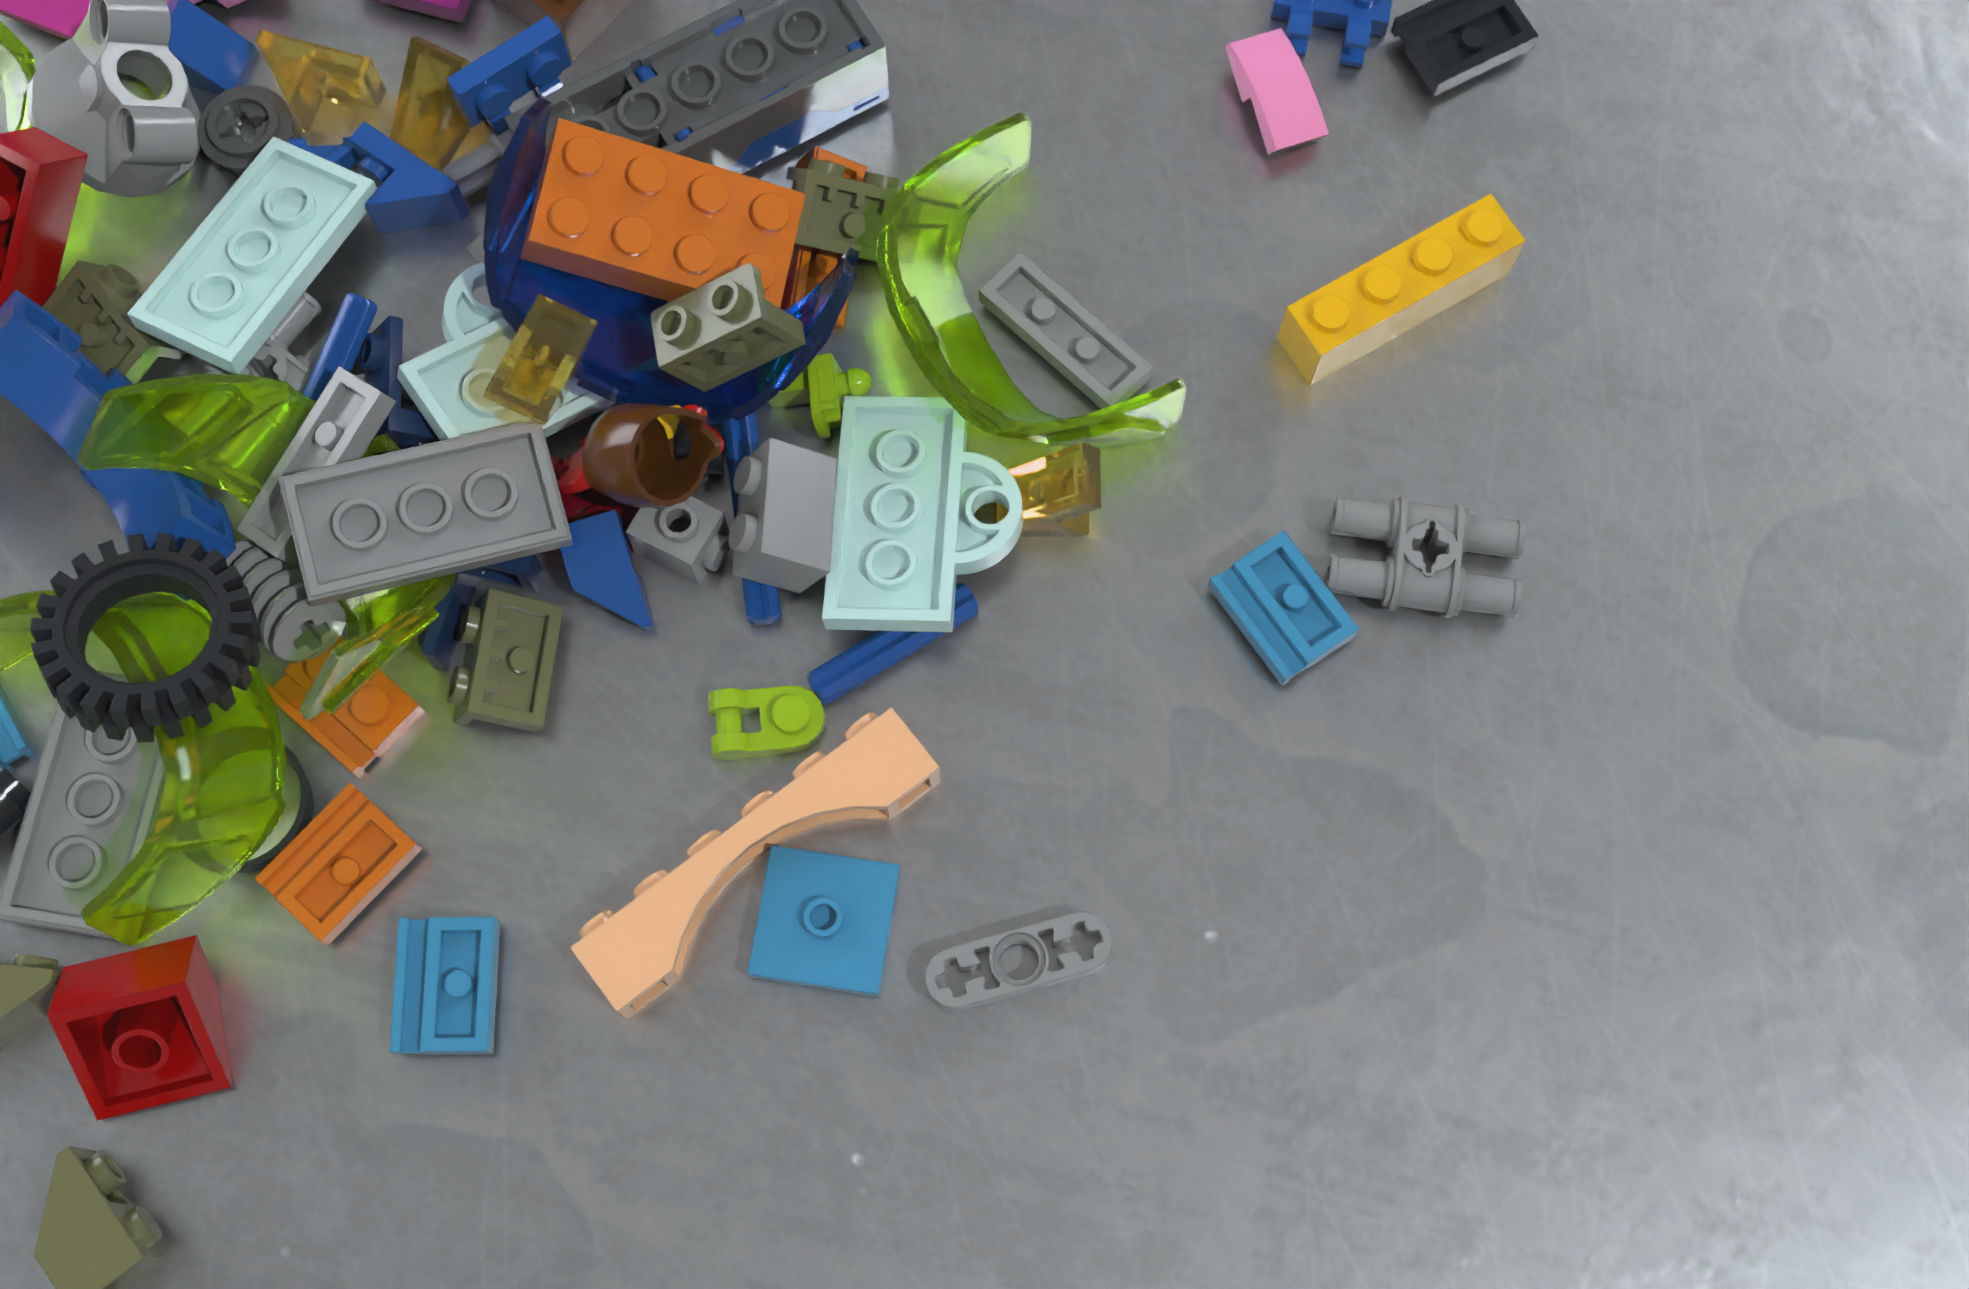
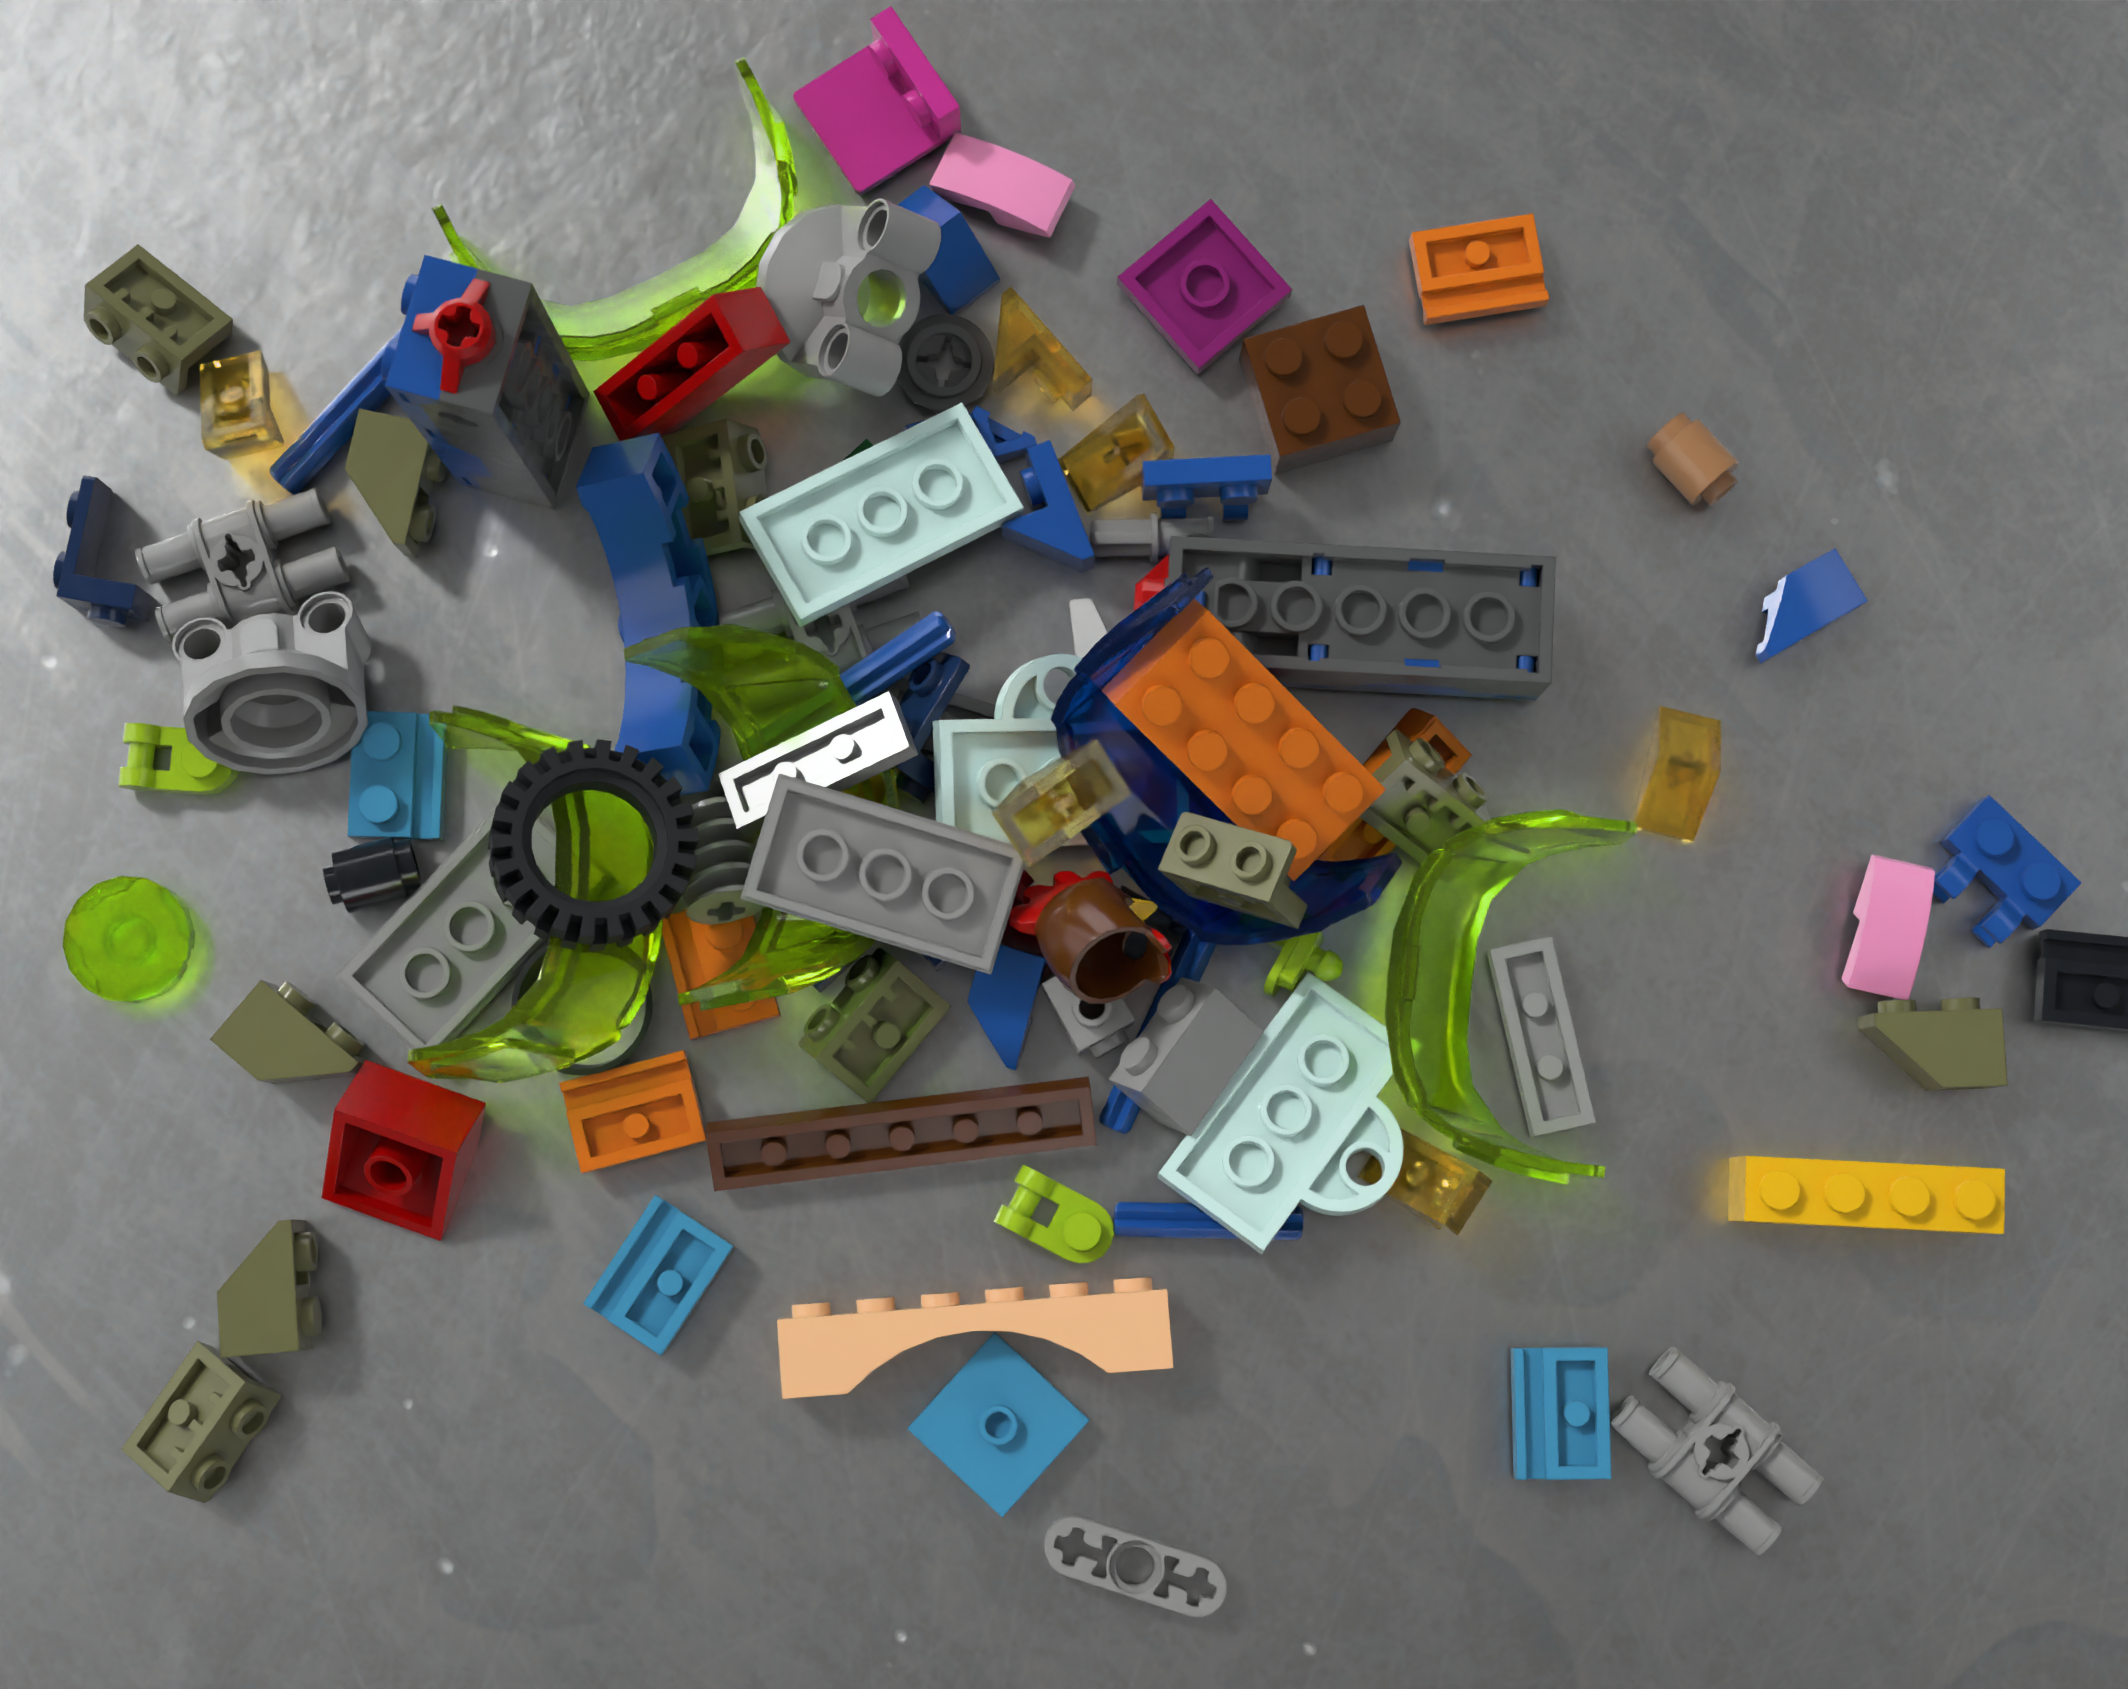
camera: 30 degrees right, 10 degrees up
(582, 735) = (900, 1133): none -> reddish brown plate
(1039, 82) = (1678, 774): none -> clear yellow slope
(1378, 150) = (1941, 1048): none -> olive slope

